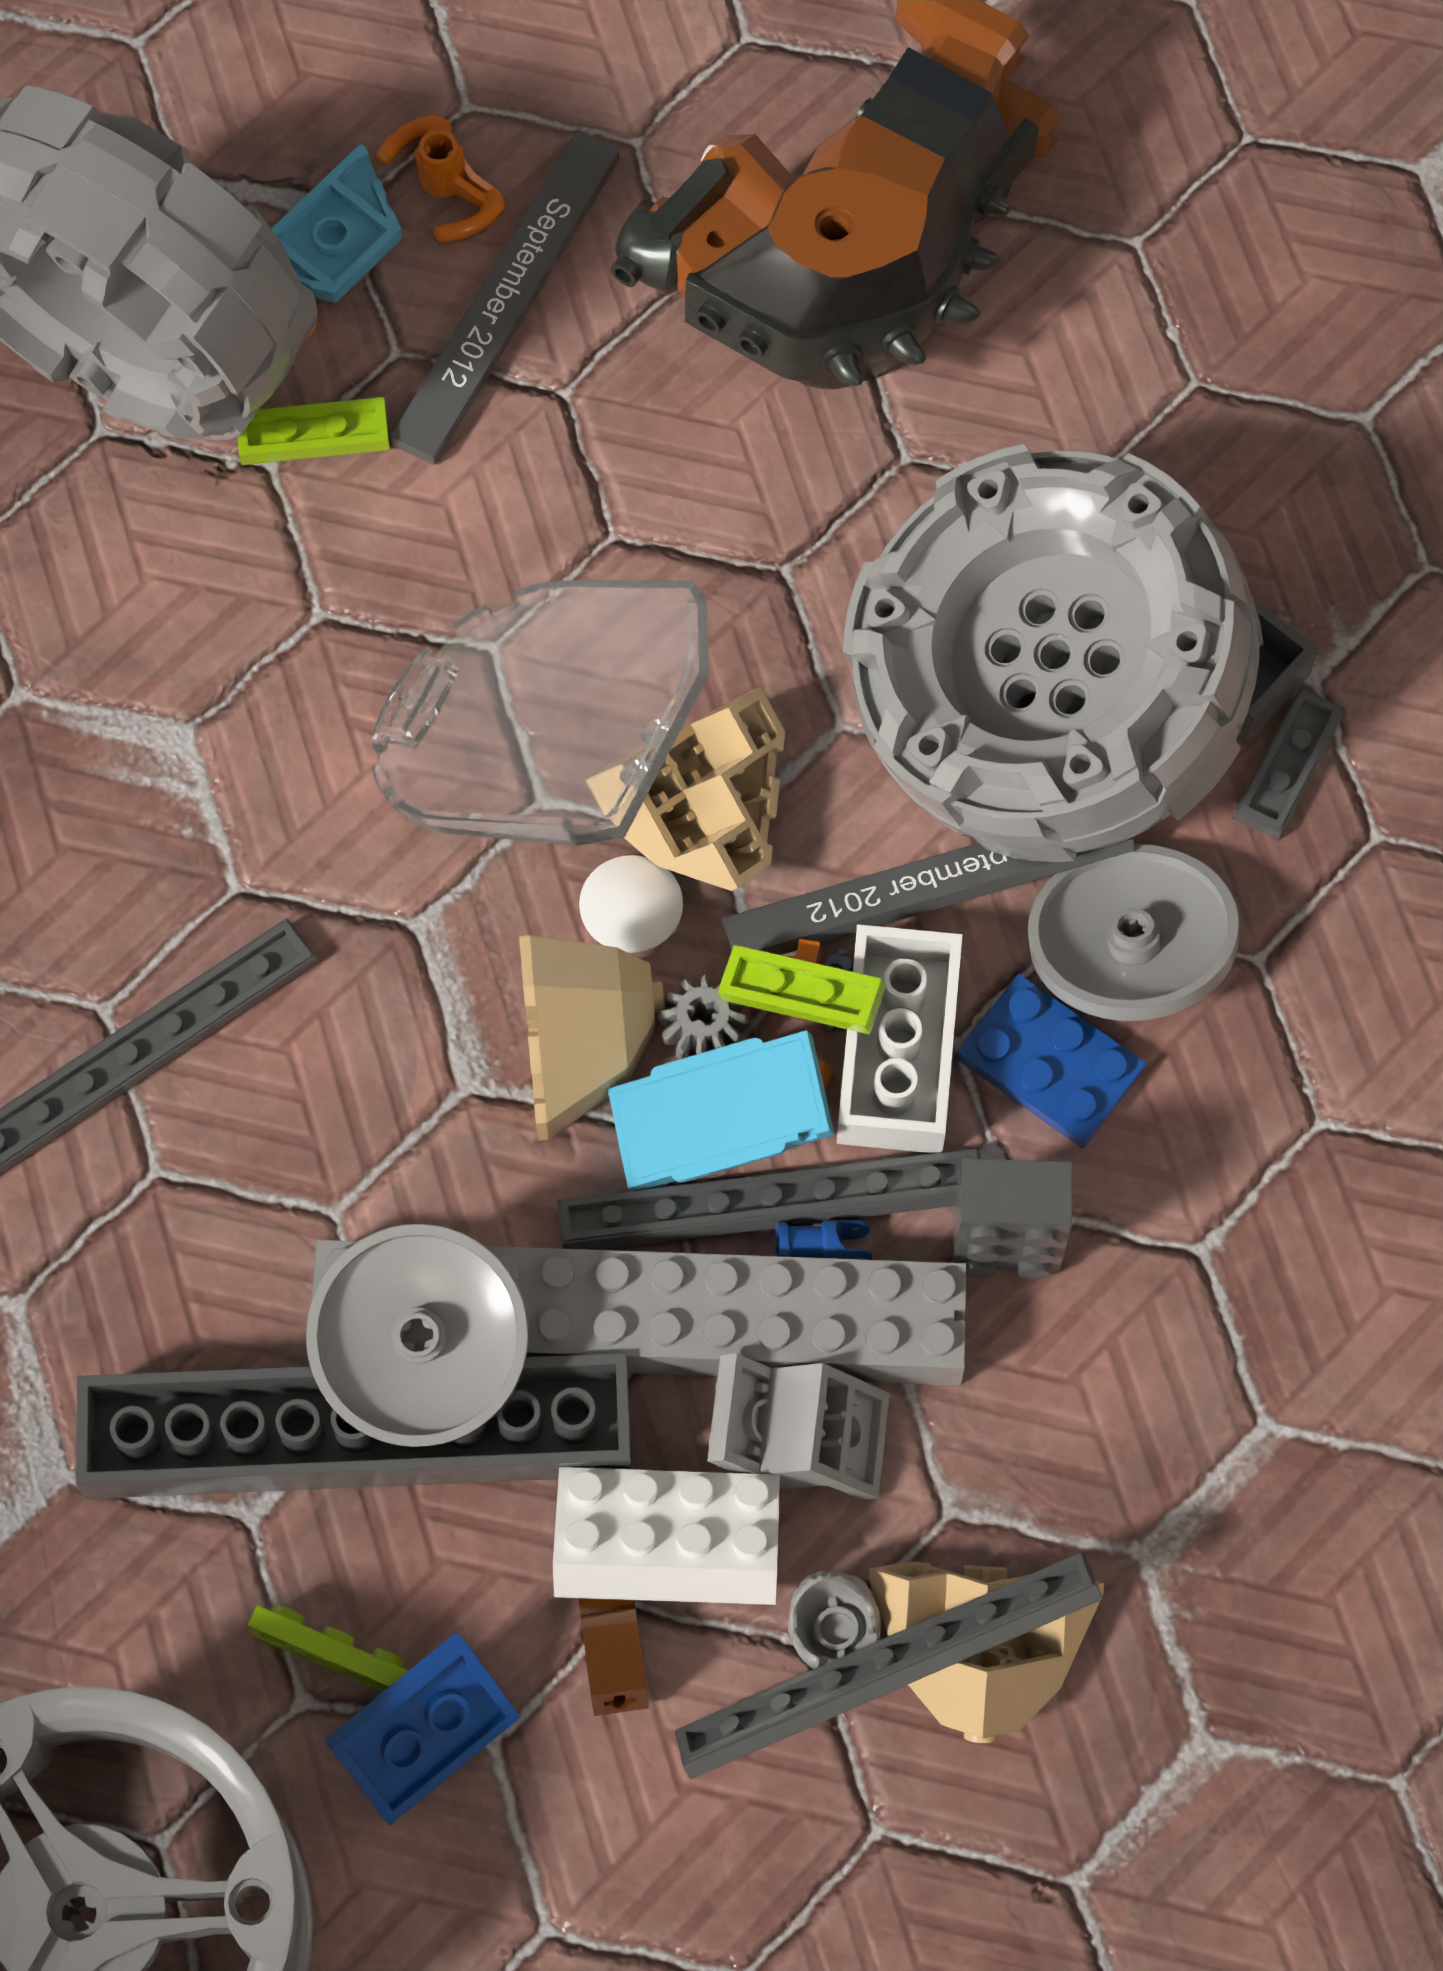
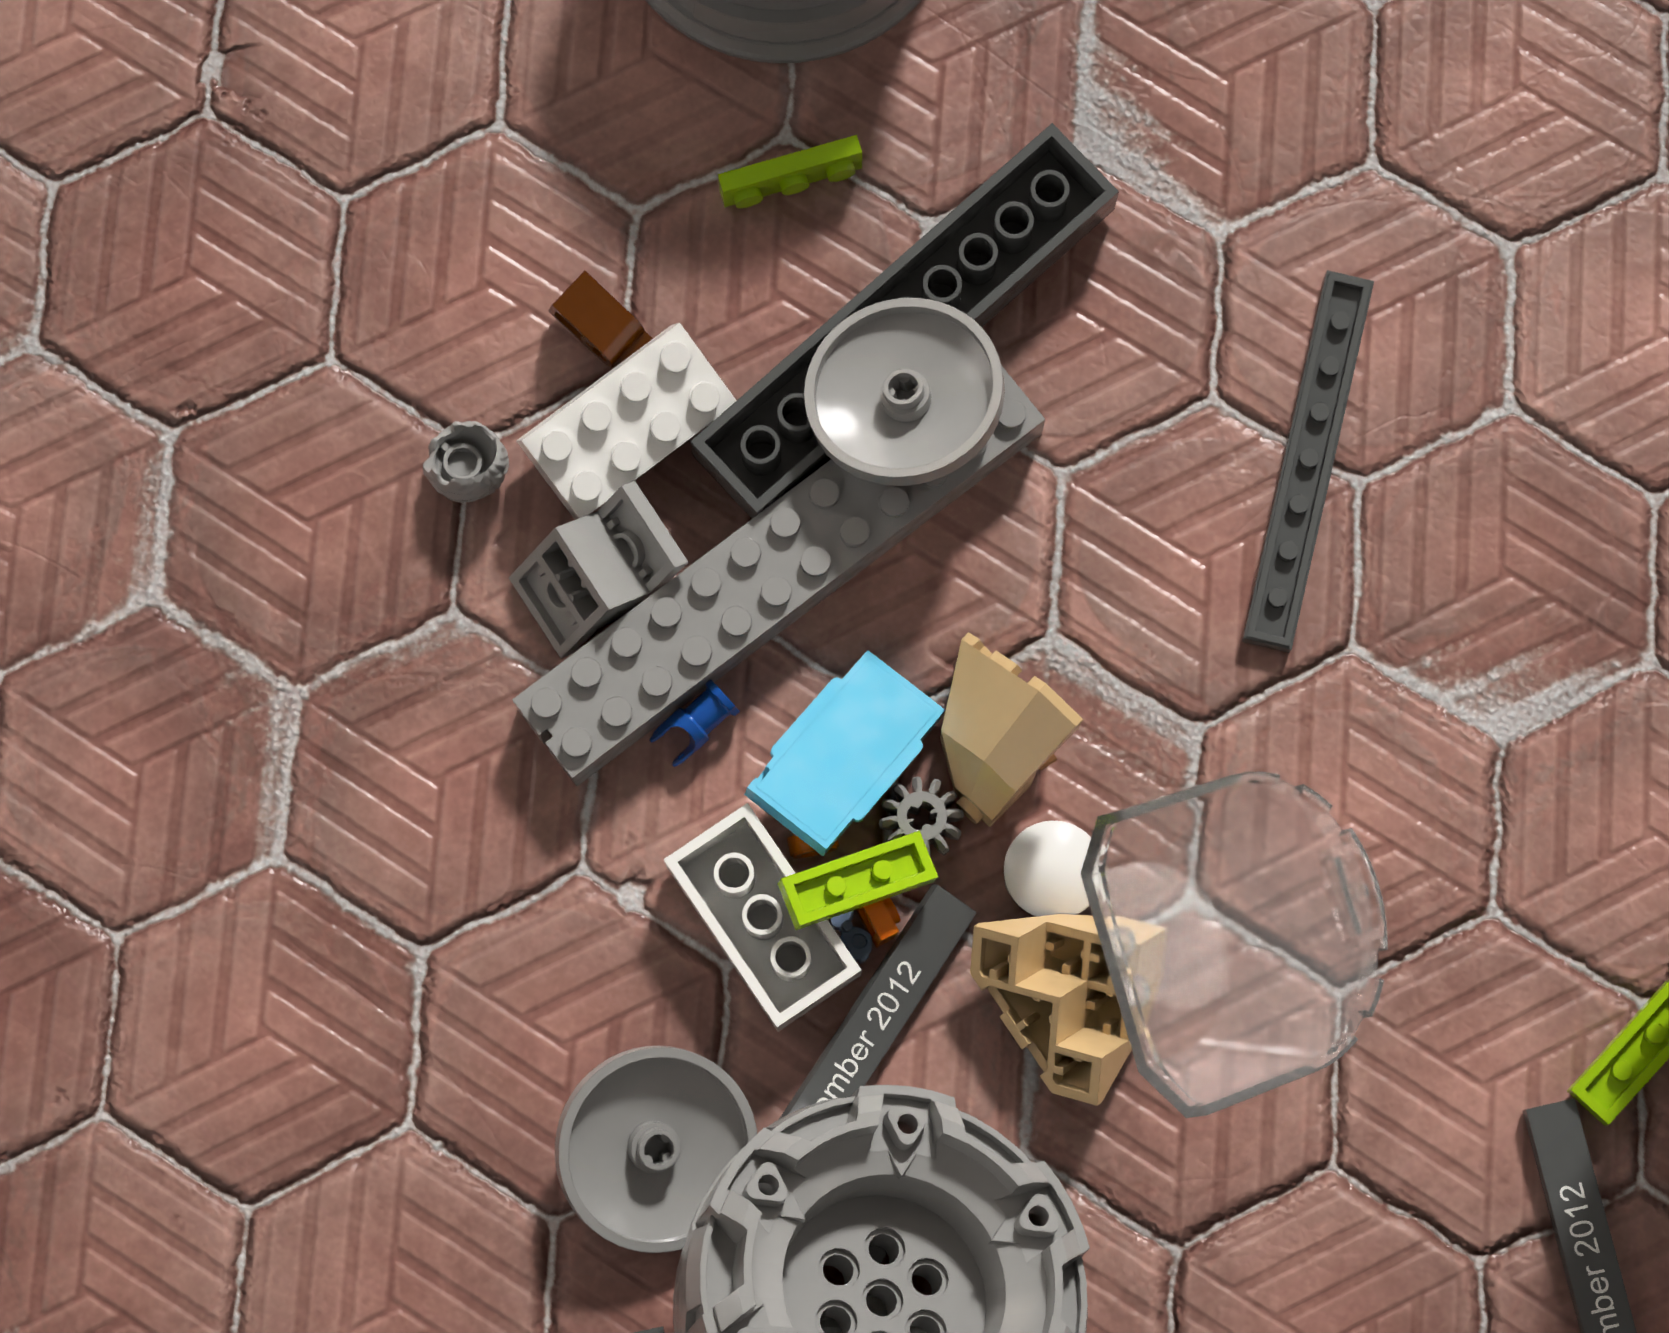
camera: 140 degrees right, 10 degrees up
(422, 1728) = (682, 166): blue plate -> none
(761, 1201) = (756, 729): dark grey tile -> none
(887, 1665) = (396, 453): dark grey tile -> none
(999, 1686) = (354, 534): tan brick -> none
(1012, 1216) = (562, 830): dark grey piece -> none
(1050, 1061) = (643, 1002): blue plate -> none

